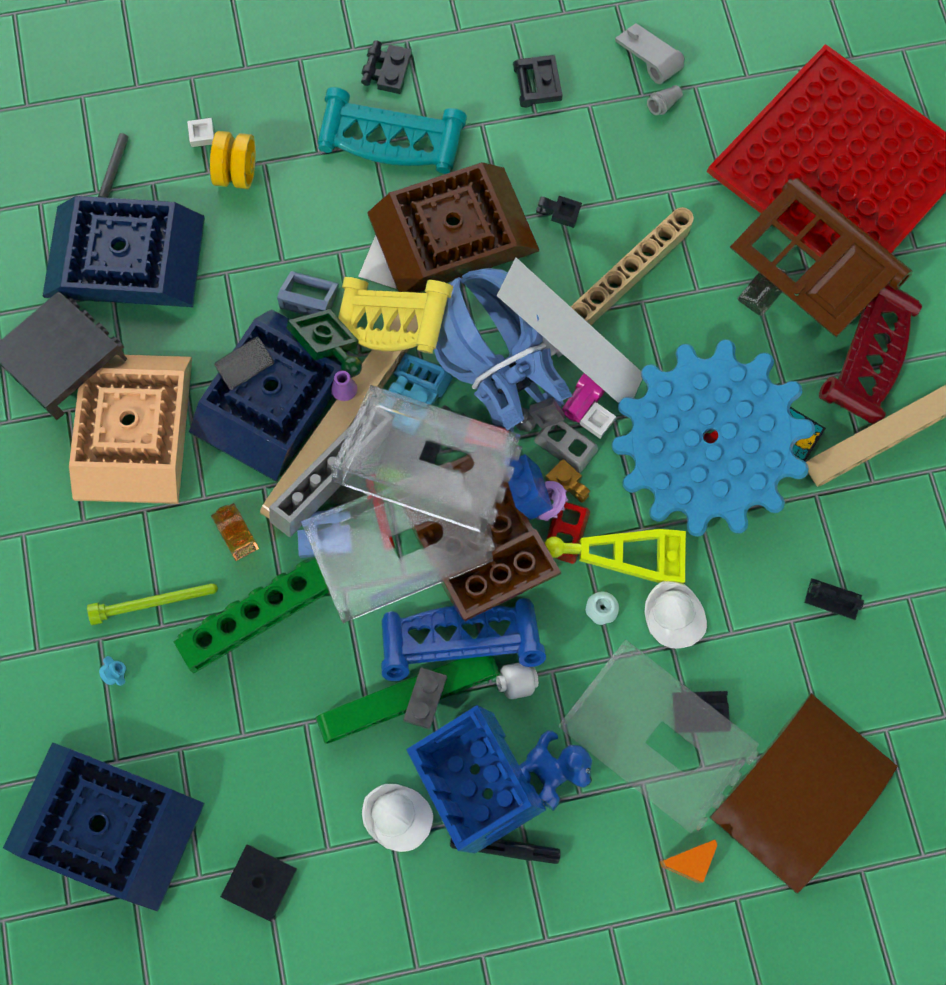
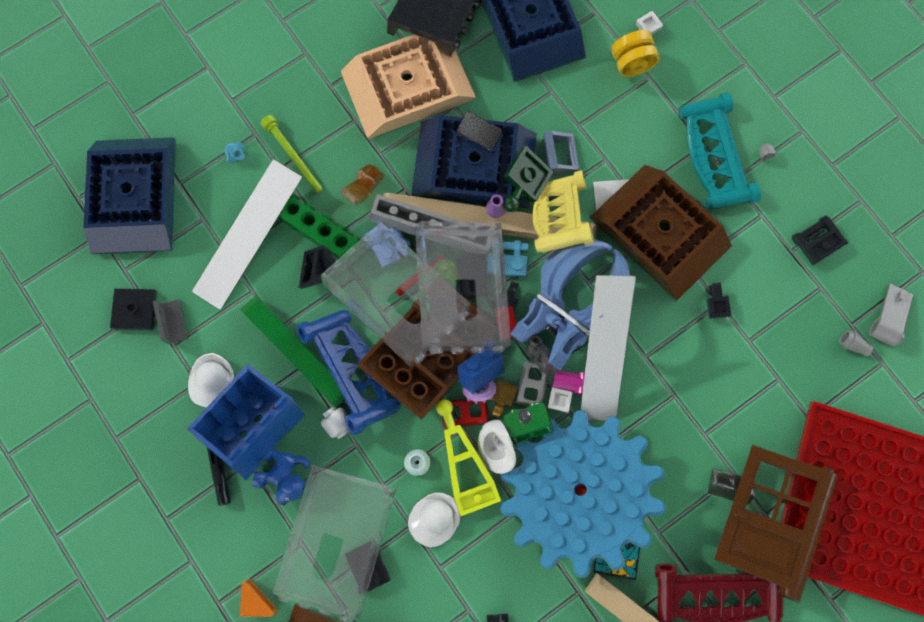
camera: 70 degrees right, 5 degrees up
(232, 696) = (246, 234): none -> white sticker
(299, 836) = (170, 321): none -> dark grey panel
(316, 625) = (314, 265): none -> black slope
(394, 67) = (772, 132): black plate -> none
(413, 84) = (767, 152): none -> light grey hinge
(425, 698) = (293, 362): flat silver plate -> none
(436, 383) = (534, 271): dark azure slope -> none
(610, 462) = (528, 422): none -> green piece
(623, 508) = (496, 448): none -> white hat
(638, 261) = (704, 375): tan beam -> none

